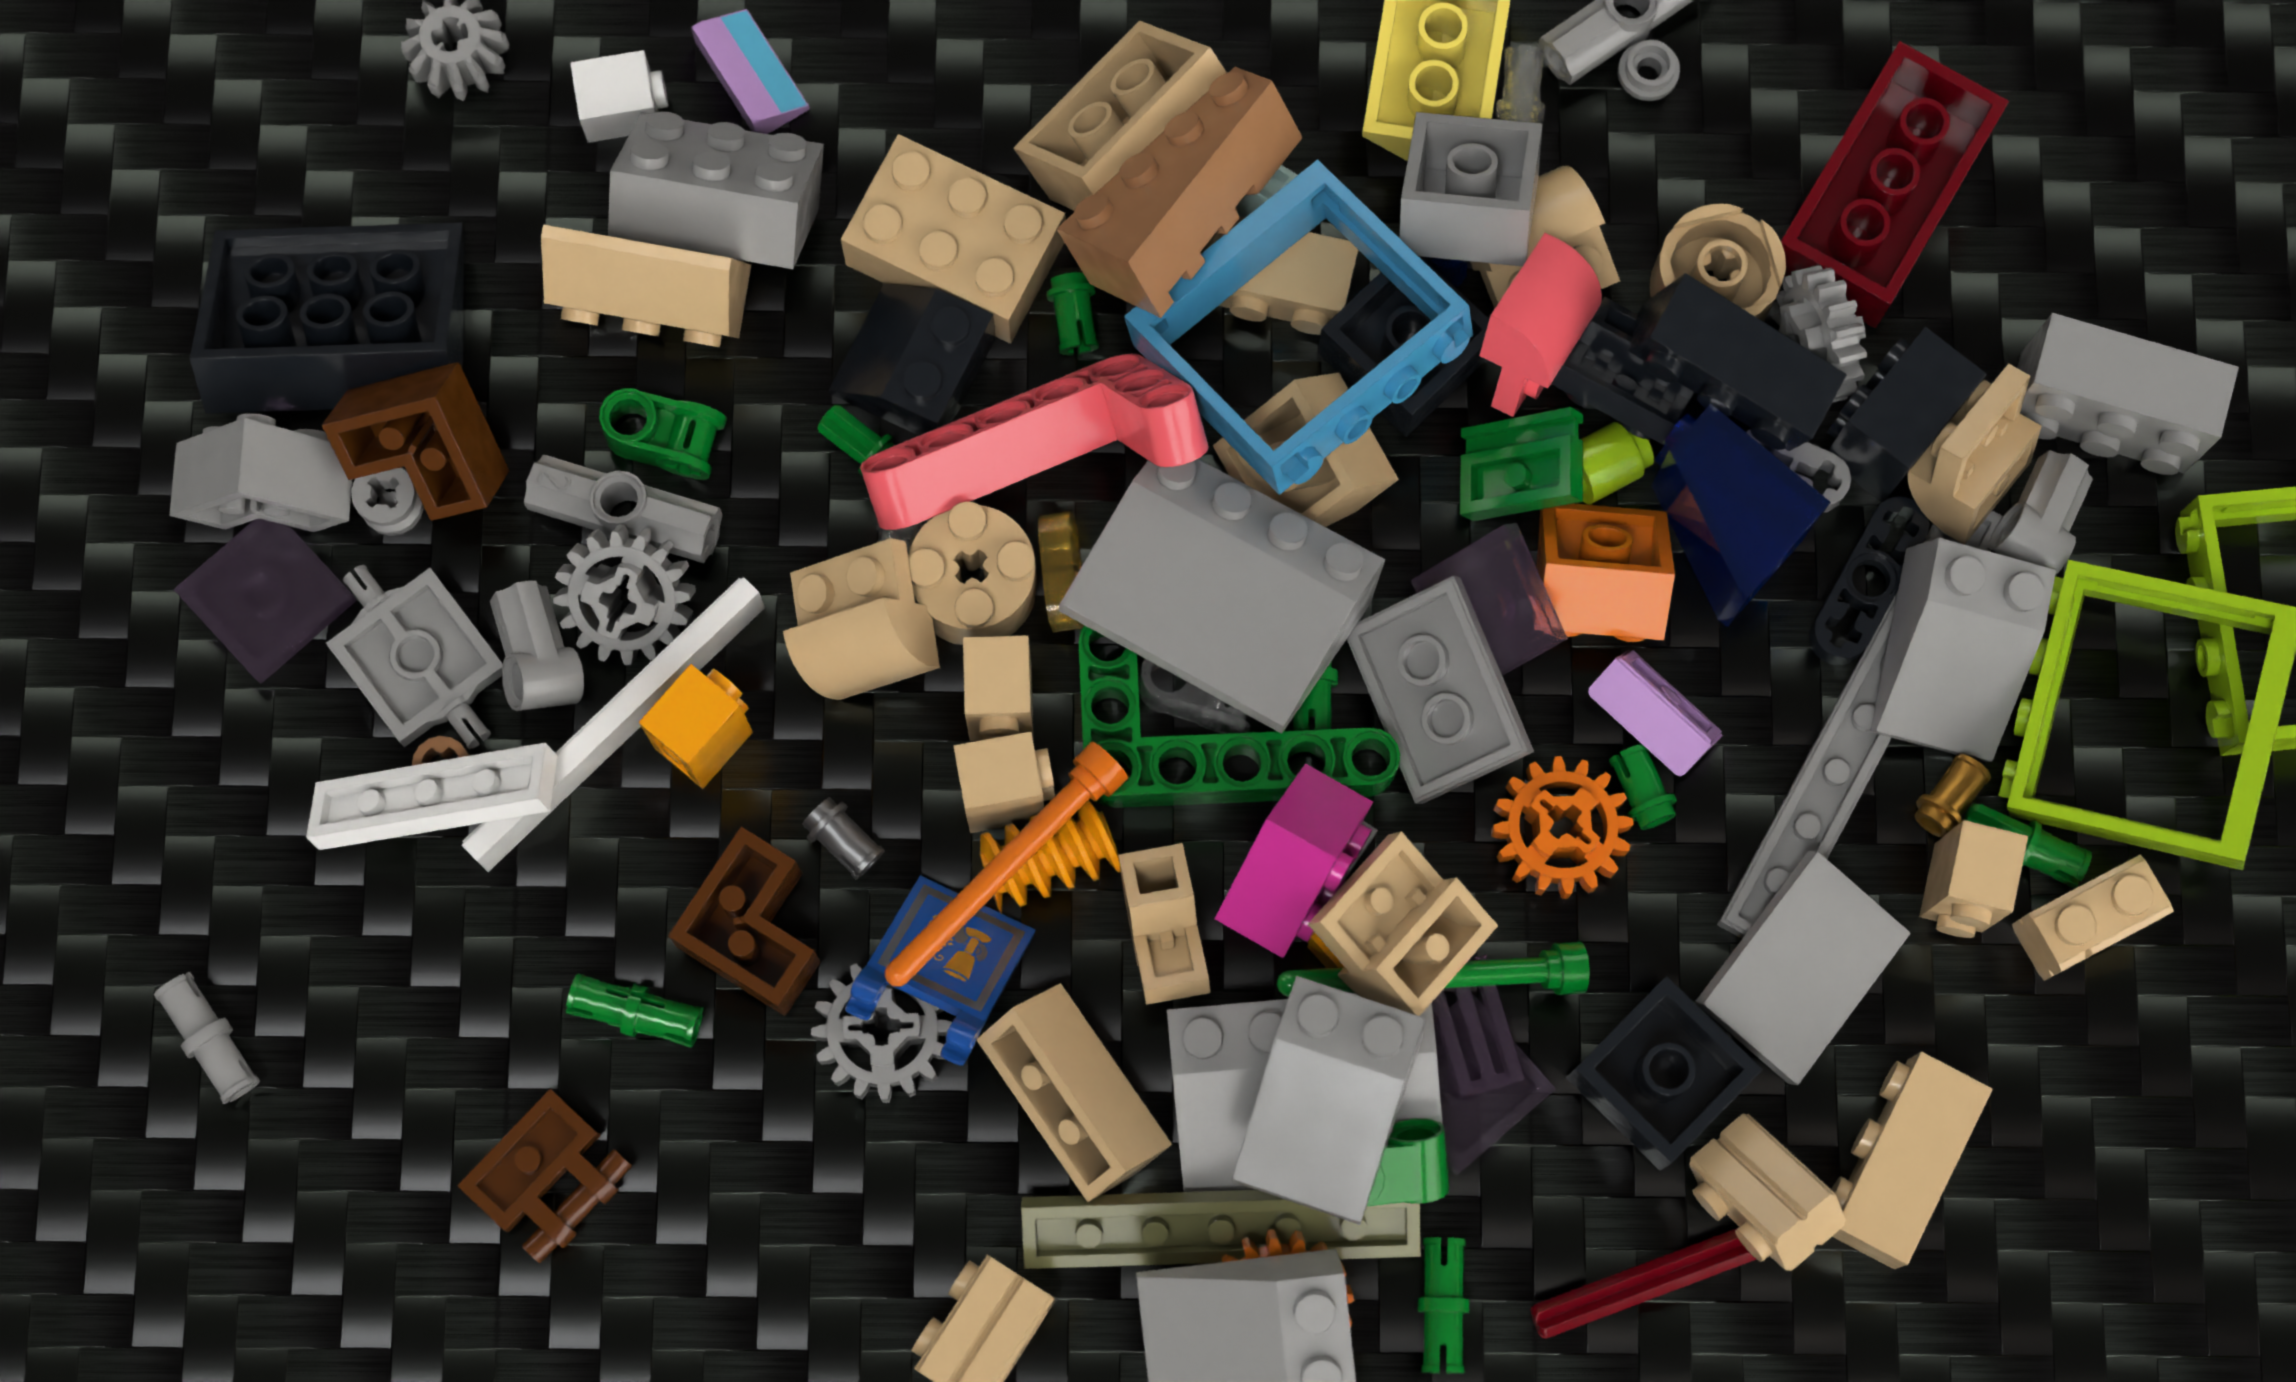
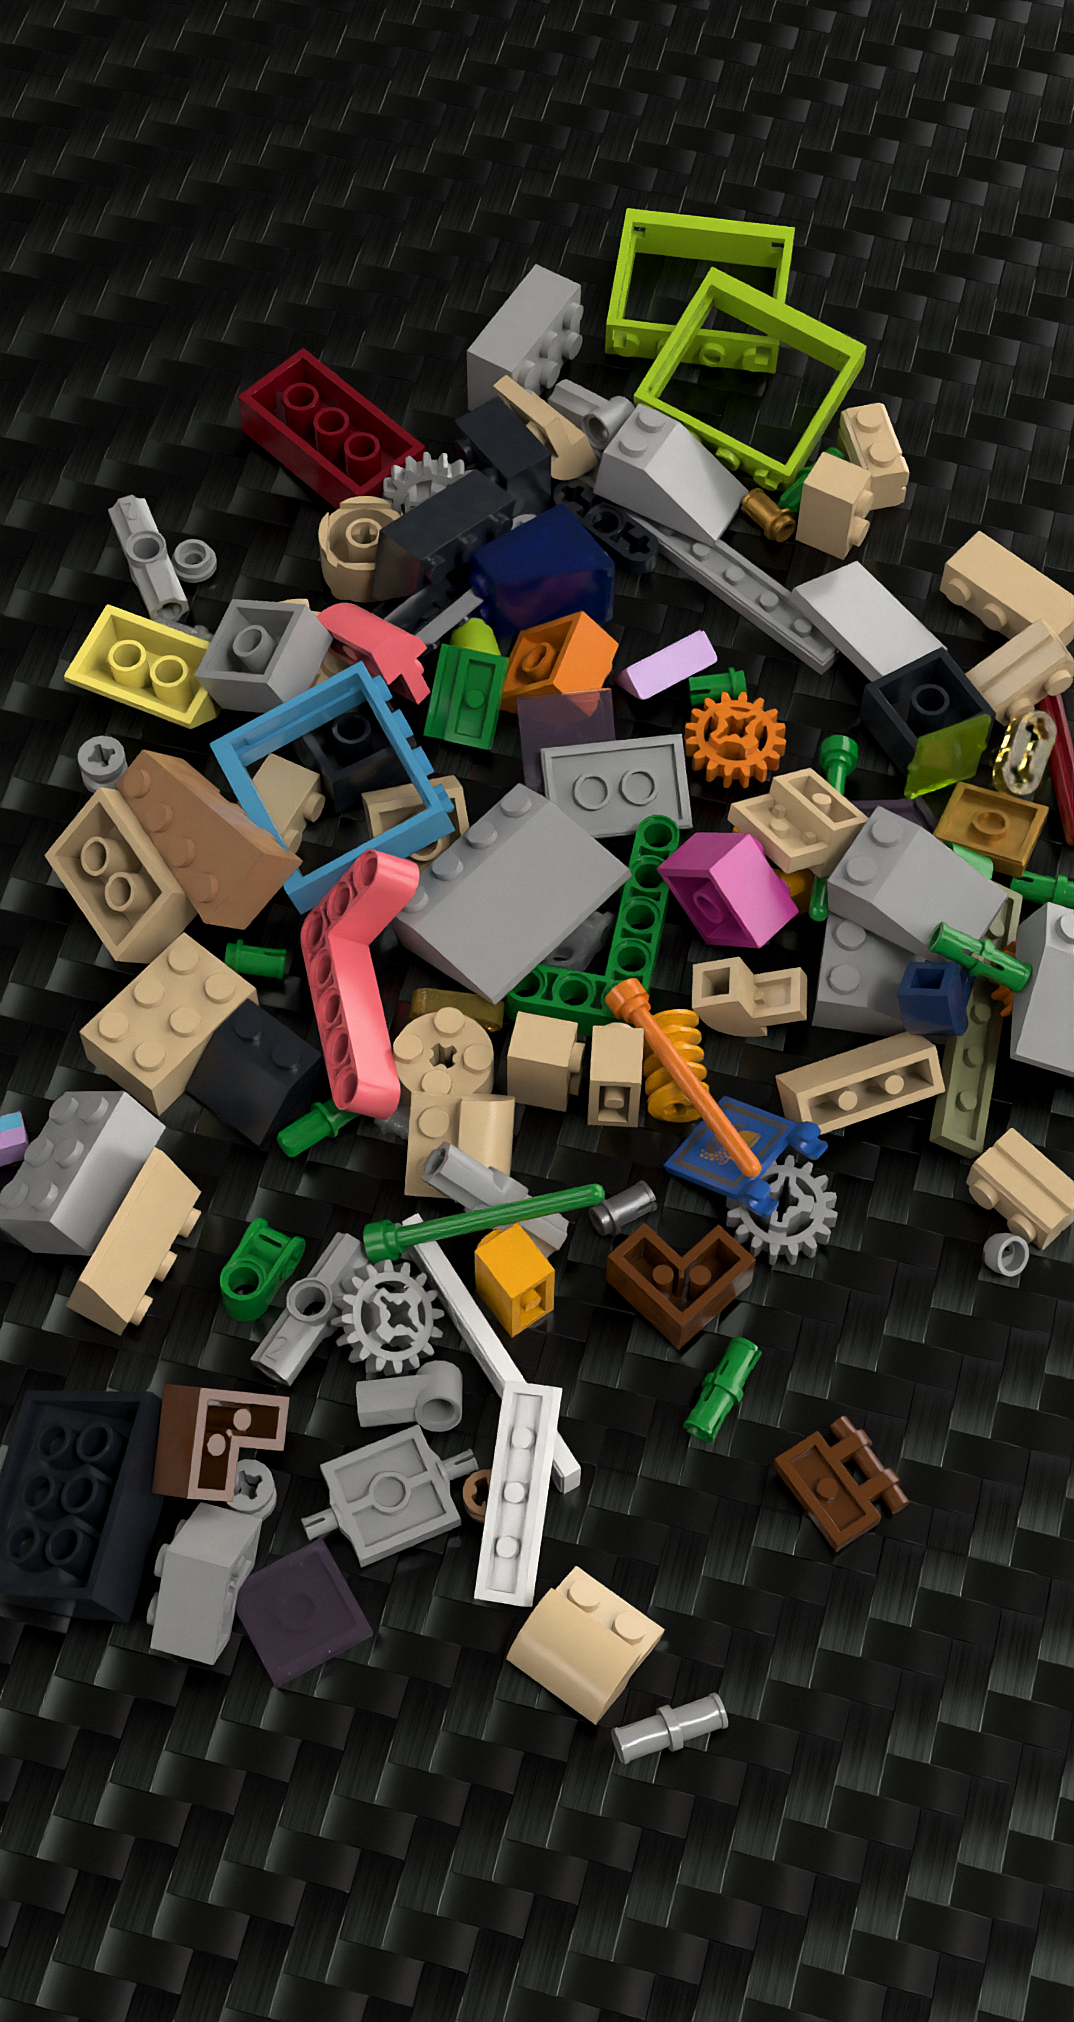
camera: 75 degrees left, 15 degrees down
(286, 920) = (584, 1644): none -> tan brick
(714, 567) = (387, 1239): none -> green piece
(788, 676) = (481, 1187): none -> light grey piece
(890, 1323) = (1006, 1262): none -> light grey hinge
(1192, 1160) = (935, 998): none -> dark blue brick
(1247, 1199) = (1007, 972): none -> green pin
(1303, 67) = (92, 758): none -> light grey wheel
(1512, 1193) = (992, 826): none -> pearl gold tile
(1597, 1112) = (947, 756): none -> clear neon green piece
(1643, 1234) = (1018, 751): none -> clear yellow beam

